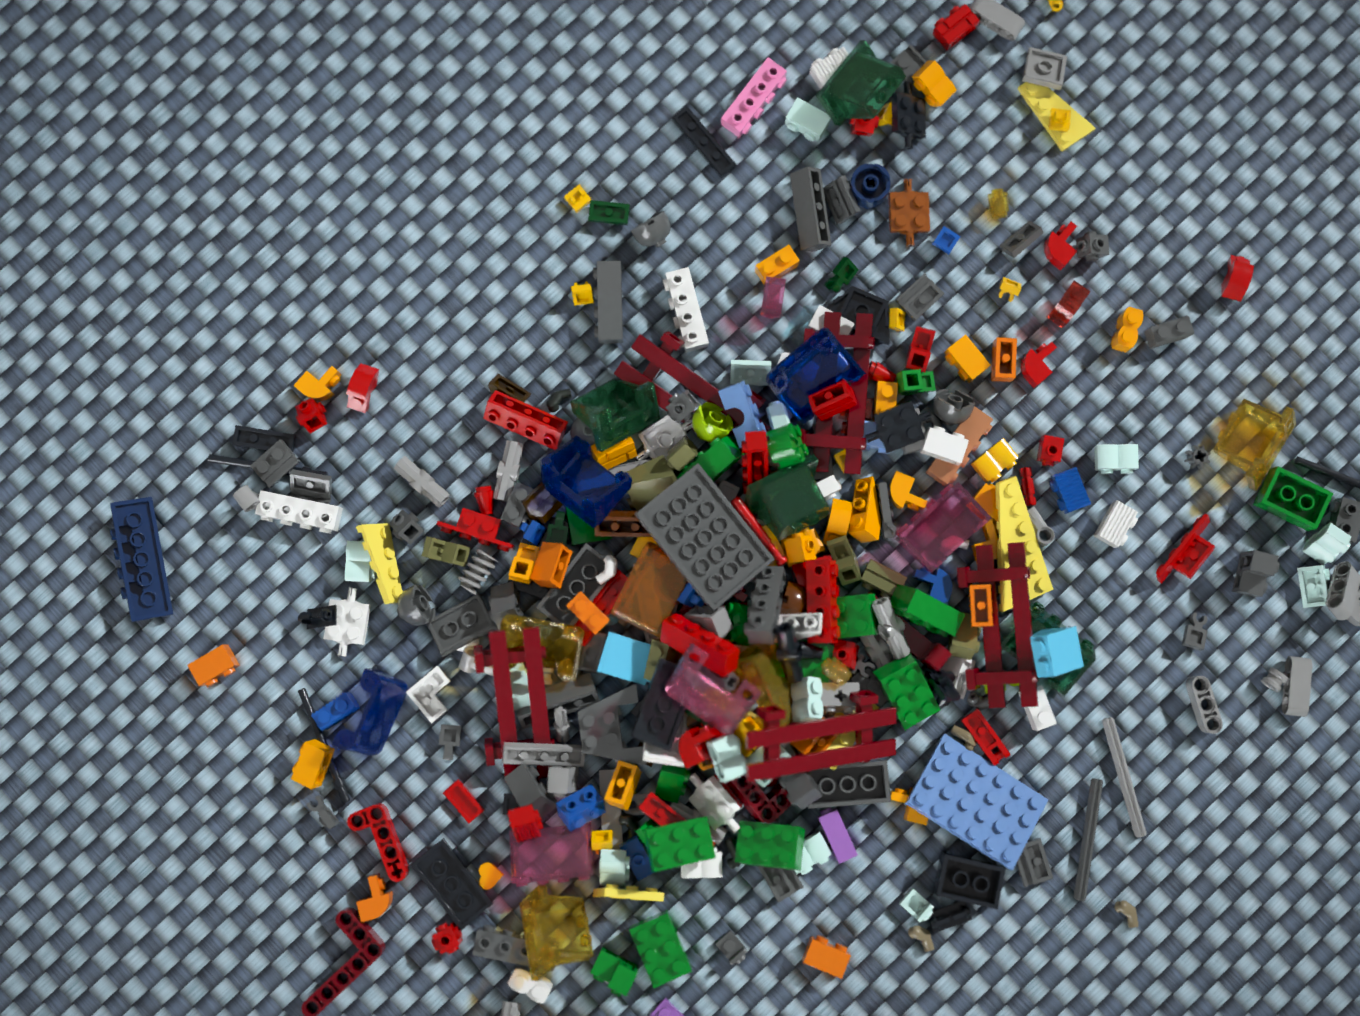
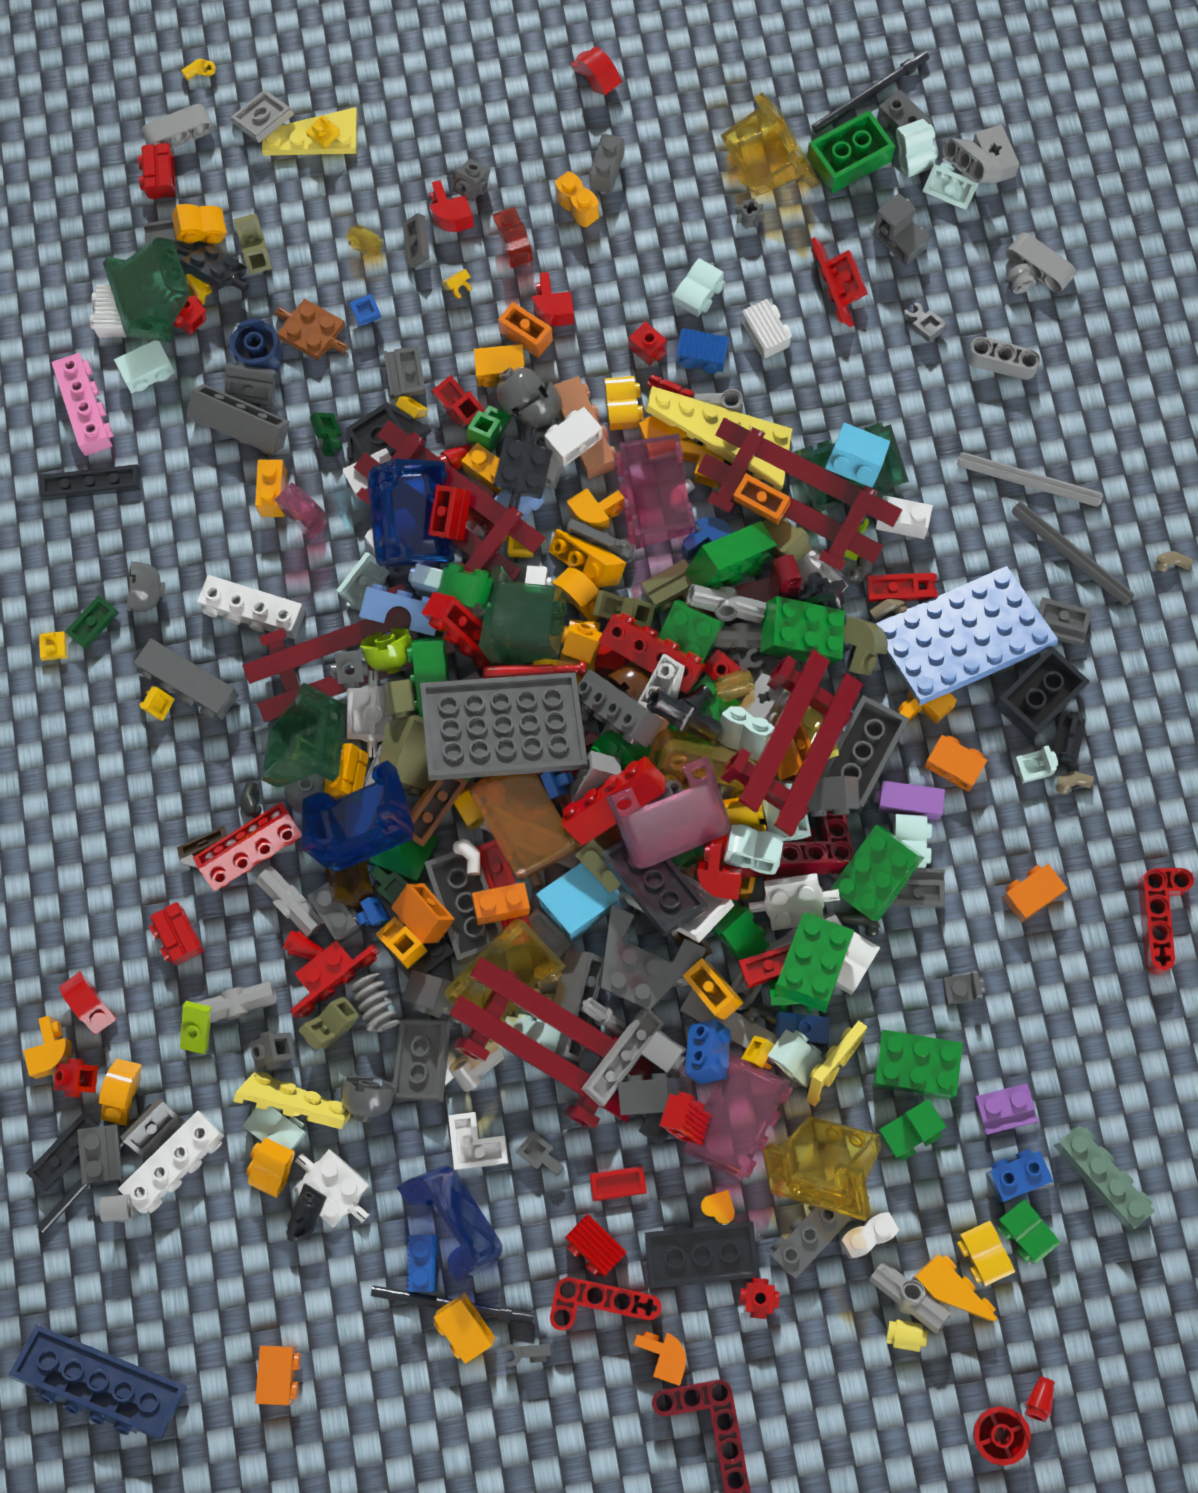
camera: 55 degrees left, 10 degrees down
(321, 447) = (118, 1090): none -> light orange brick
(332, 575) = (270, 1167): none -> light orange brick
(389, 468) = (195, 1027): none -> lime plate
(415, 812) = (595, 1245): none -> red brick
(441, 413) = (176, 934): none -> red brick
(883, 850) = (956, 762): none -> orange brick
(931, 737) = (869, 641): none -> olive brick
(943, 130) = (252, 243): none -> olive brick
(955, 385) = (518, 388): none -> dark grey cylinder

